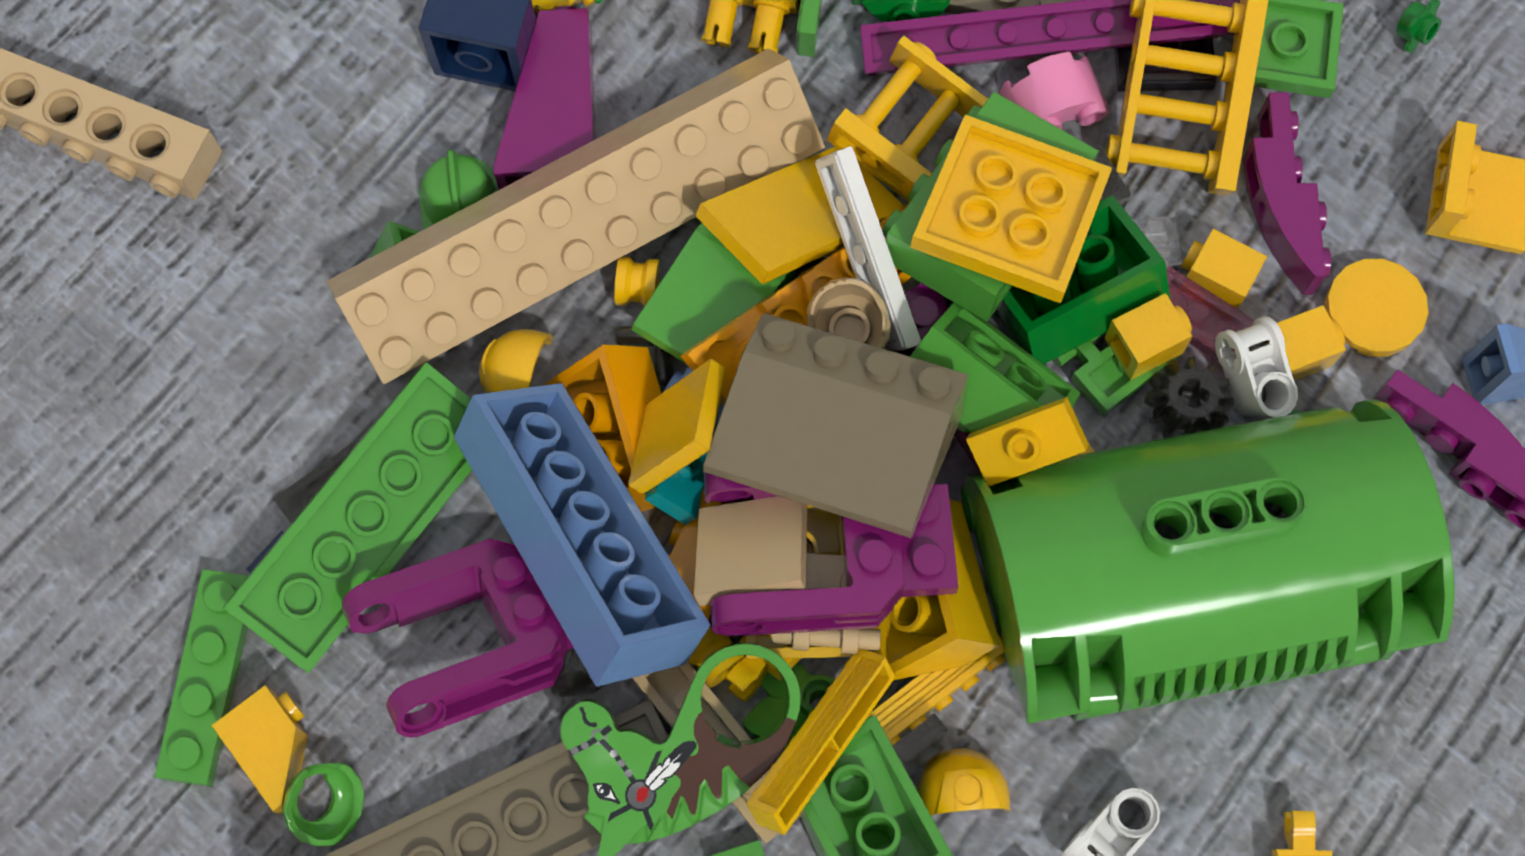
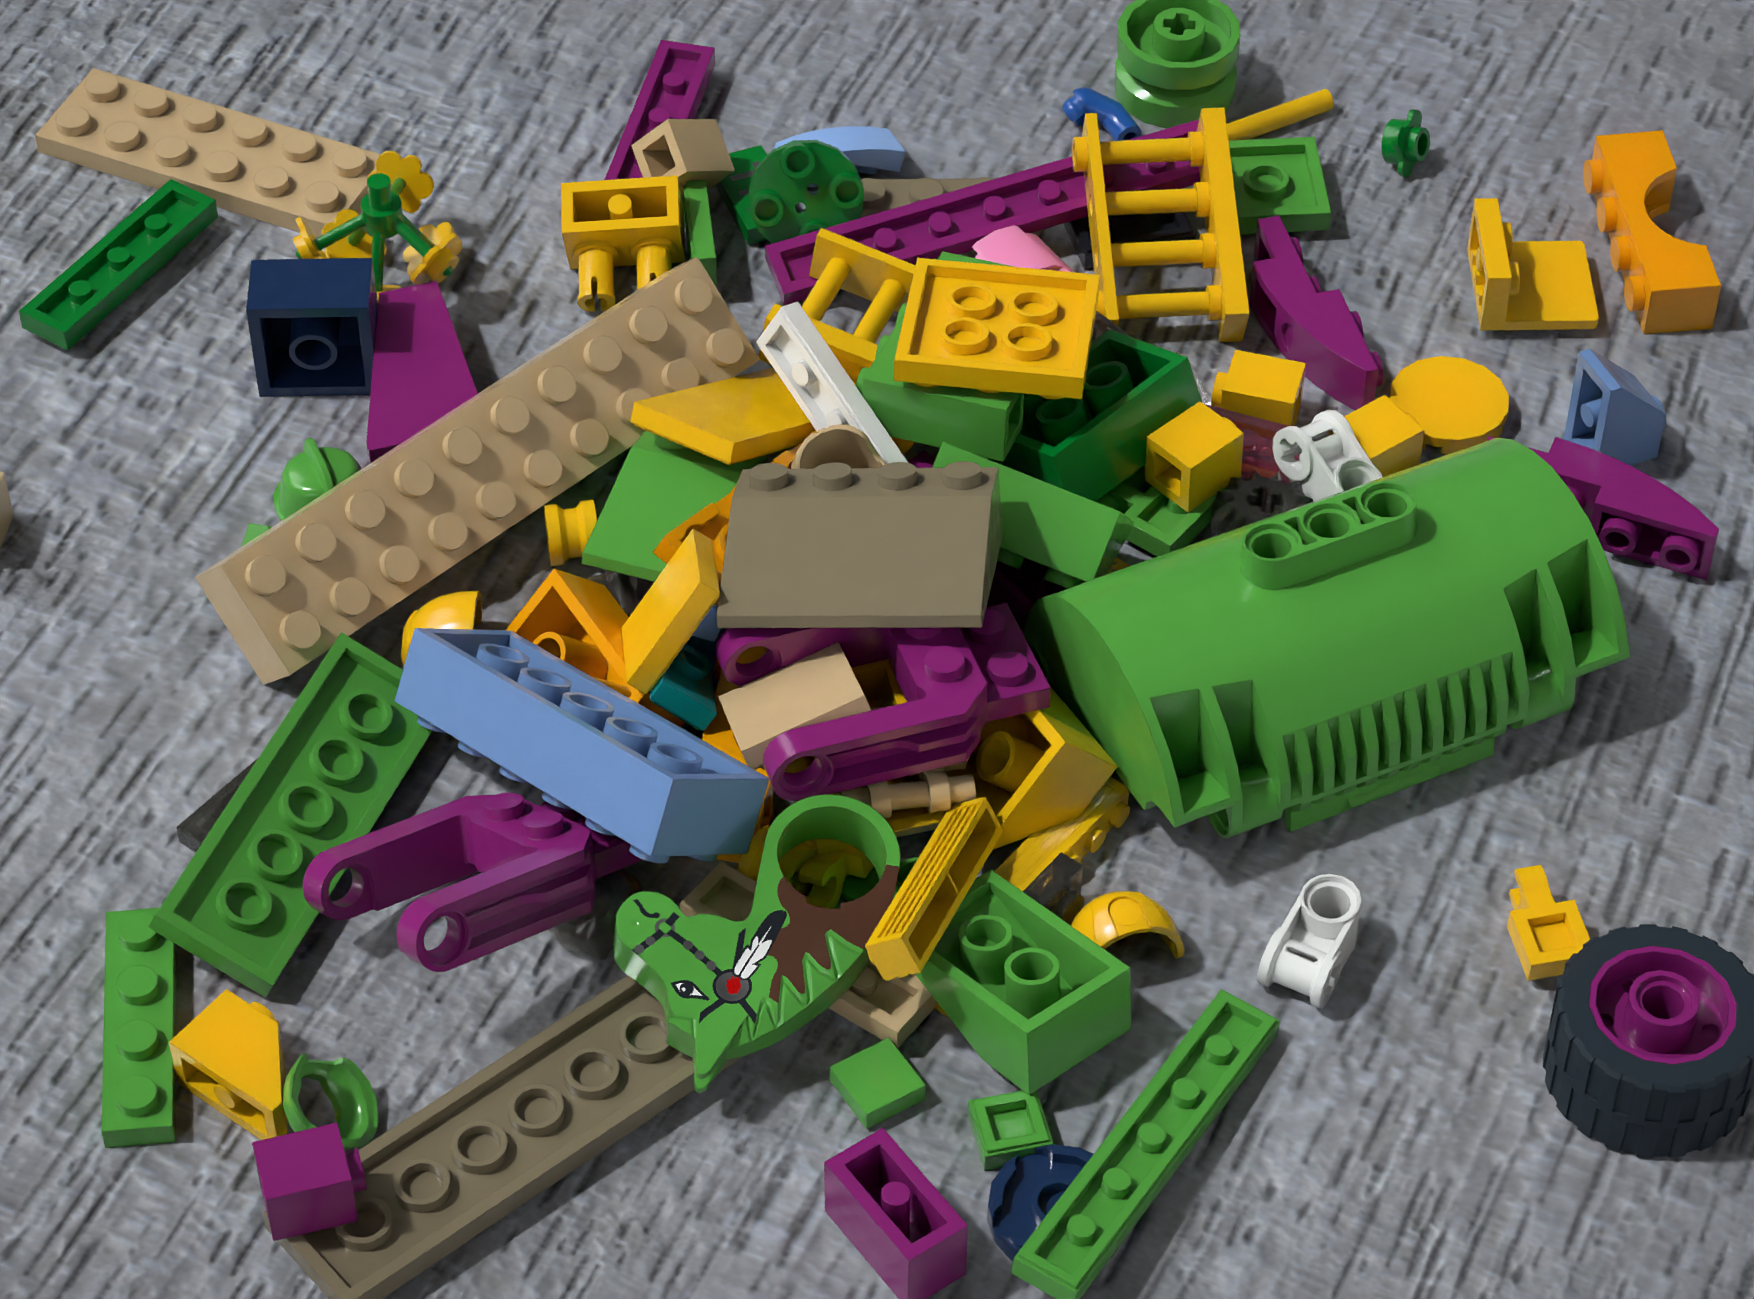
camera: 15 degrees left, 25 degrees down
(1027, 442) = (1086, 537): yellow plate -> none

